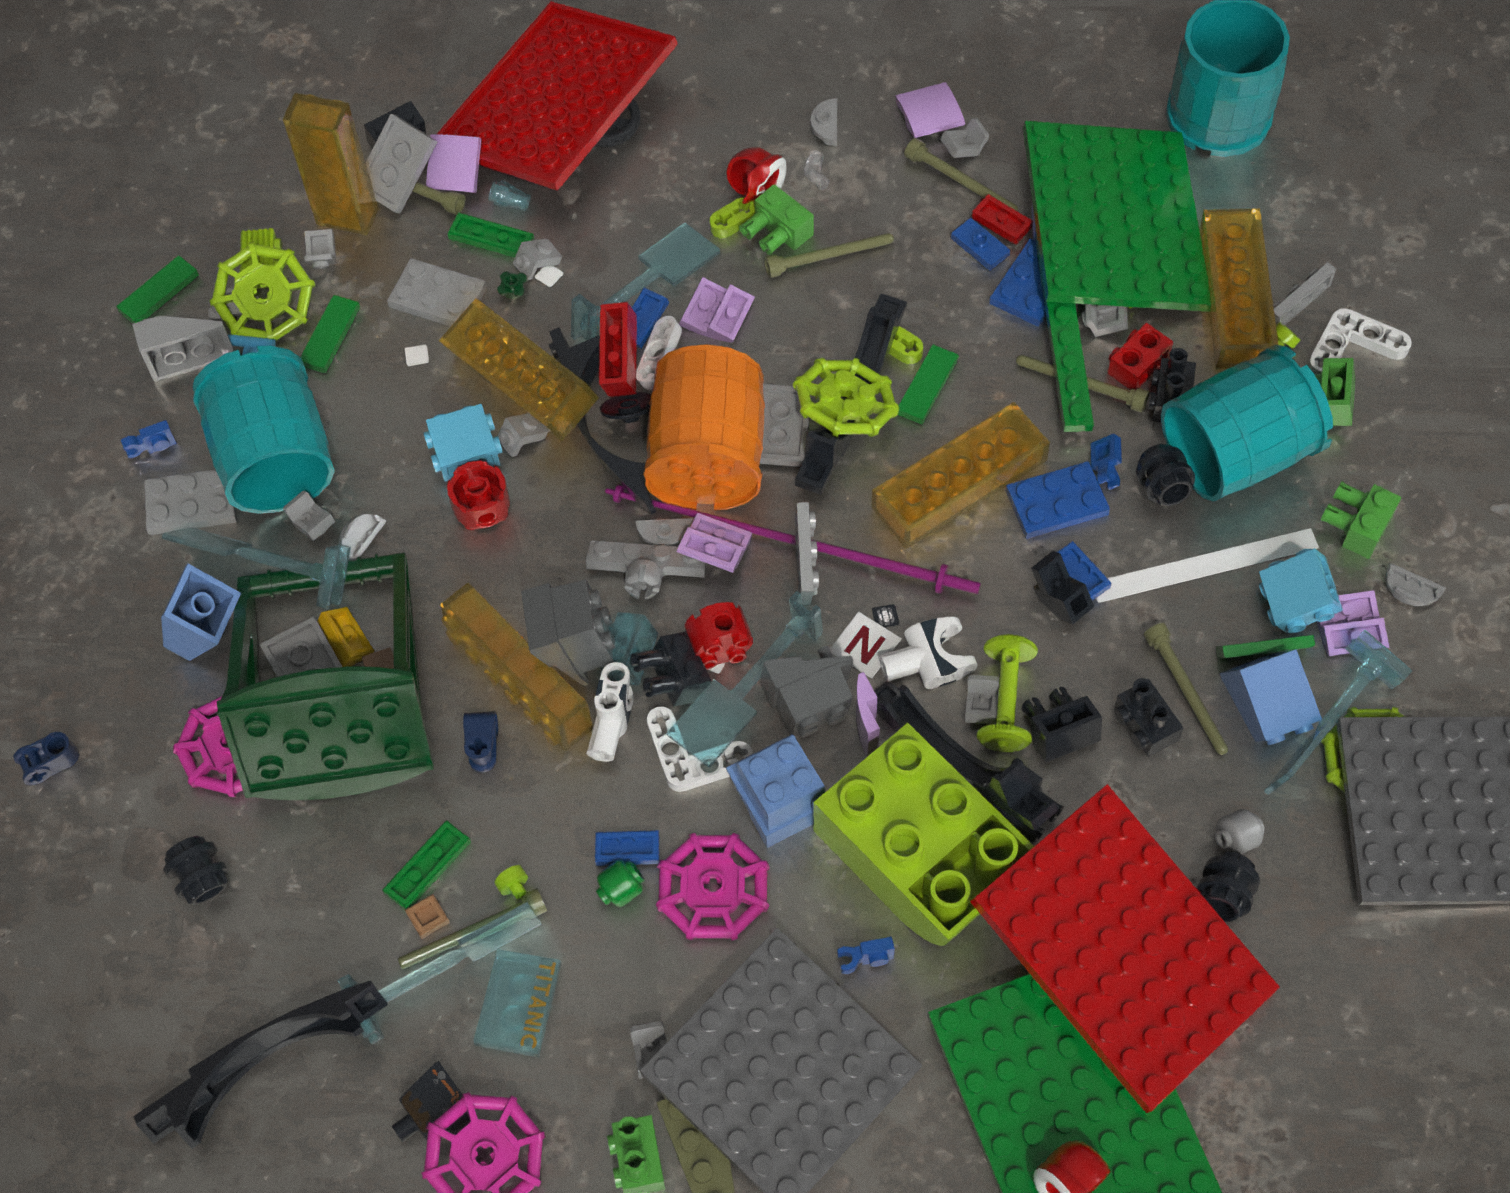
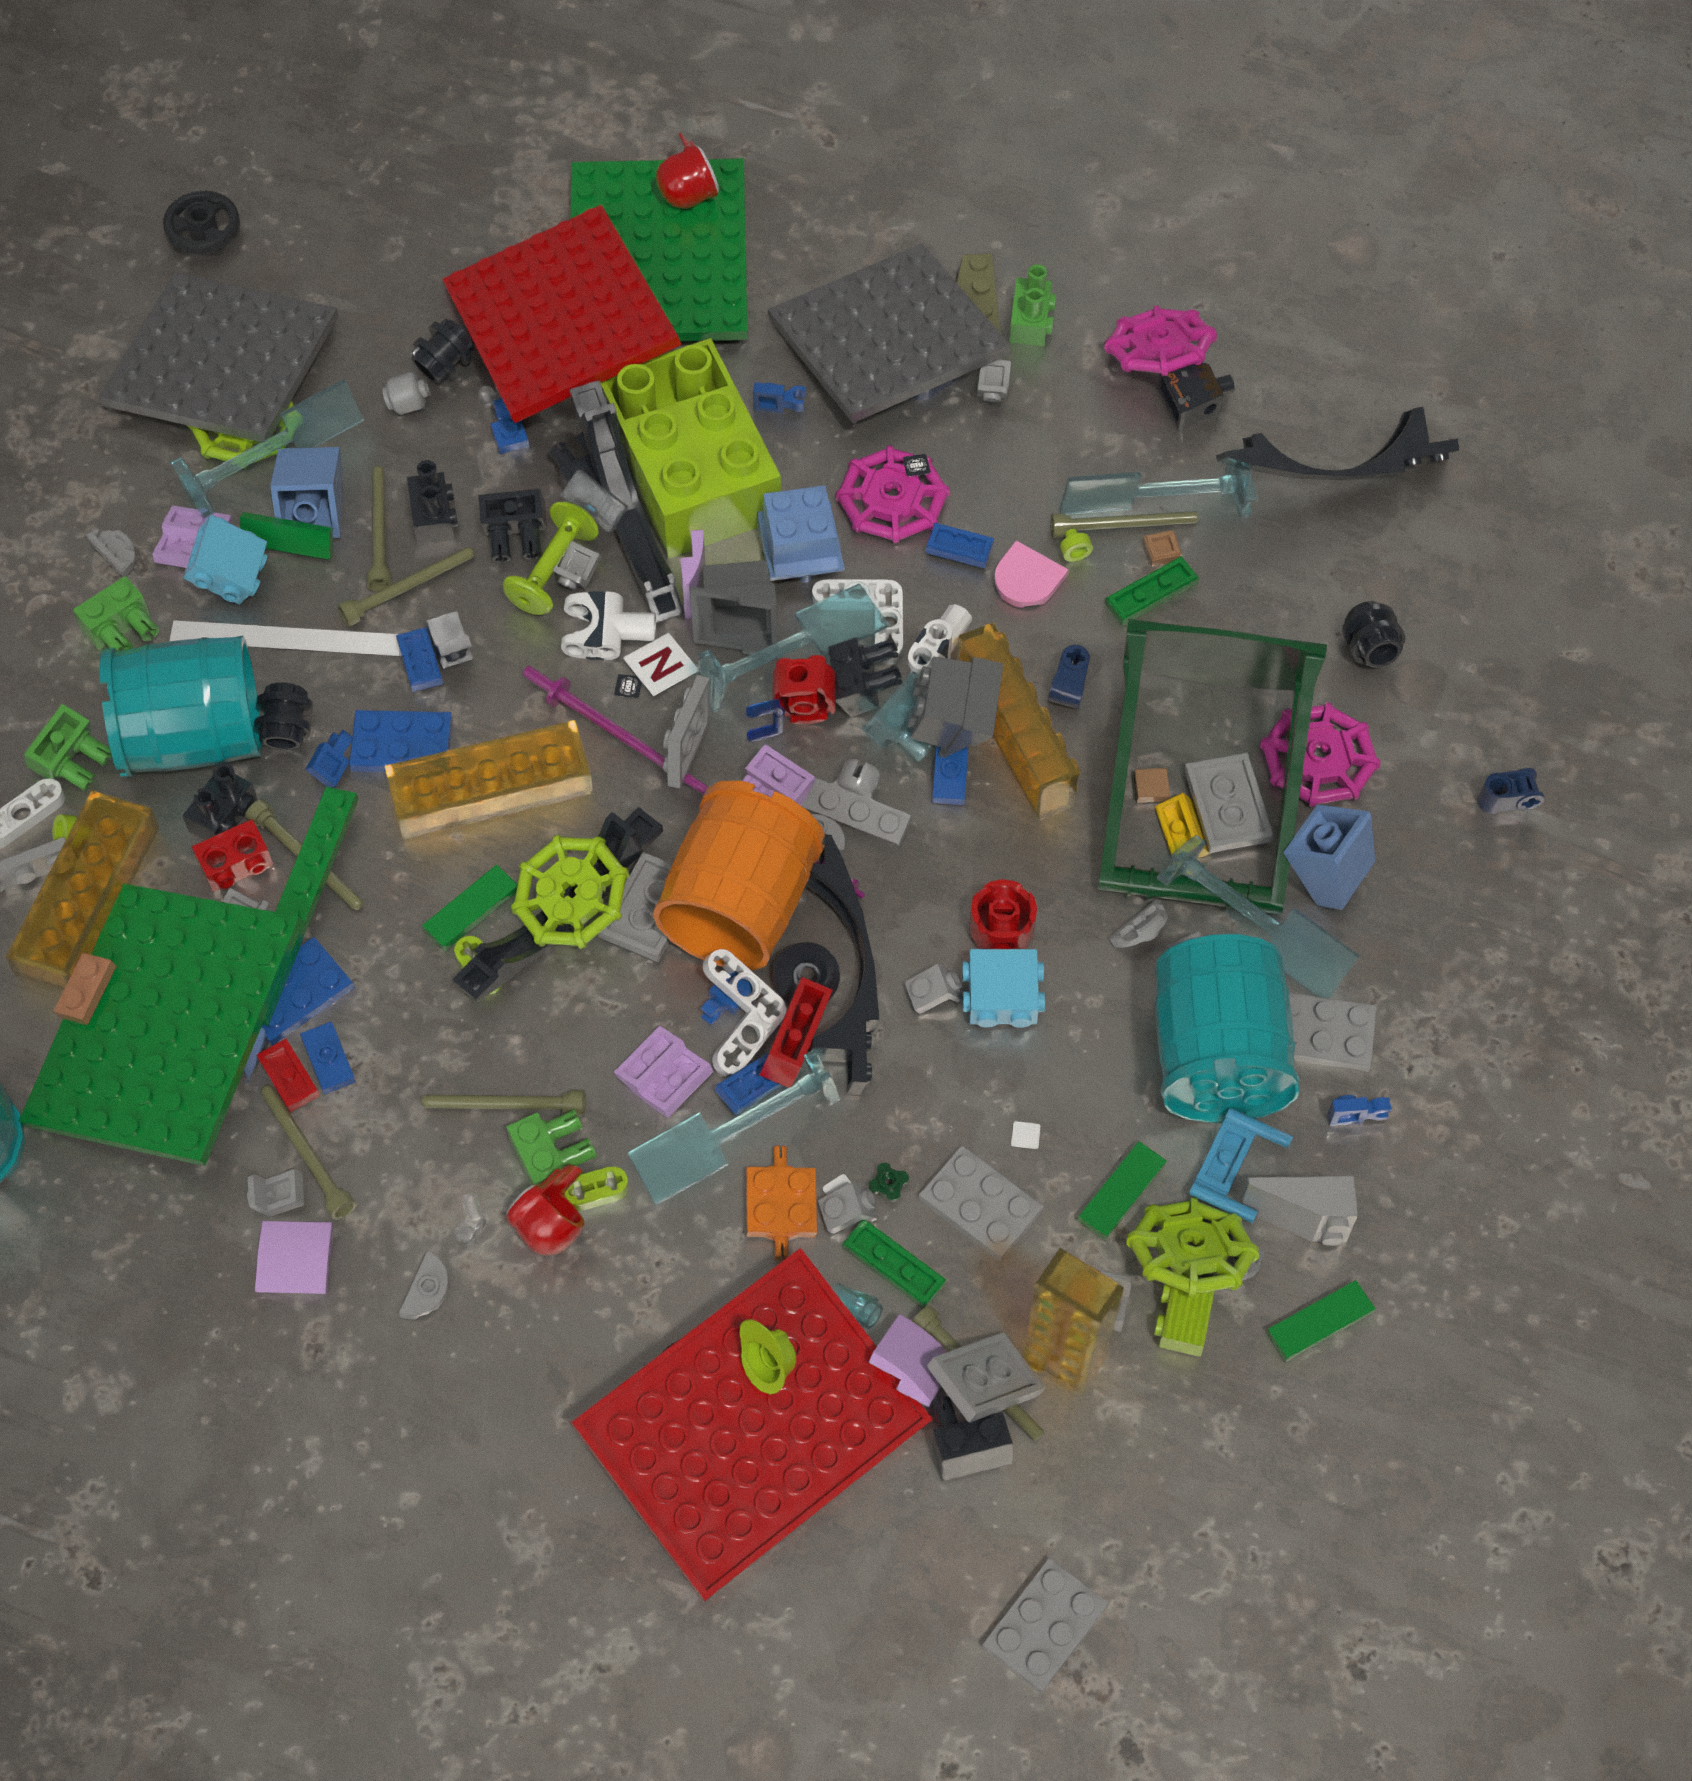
camera: 165 degrees left, 0 degrees up
(318, 59) = (1045, 1626): none -> light grey plate
(517, 1003) = (1099, 448): clear light blue tile -> none
(519, 369) = (918, 1031): clear yellow brick -> none
(550, 102) = (766, 1356): none -> lime piece
(552, 839) = (1027, 576): none -> bright pink tile
(590, 248) = (781, 1202): none -> orange plate
(619, 883) = (977, 513): green head -> none
(697, 916) = (916, 465): none -> black sticker
(744, 591) = (778, 717): none -> clear blue piece
(989, 750) = (595, 499): none -> clear tile
(1164, 597) = (353, 610): none -> olive piece
(1187, 214) = (84, 989): none -> nougat plate

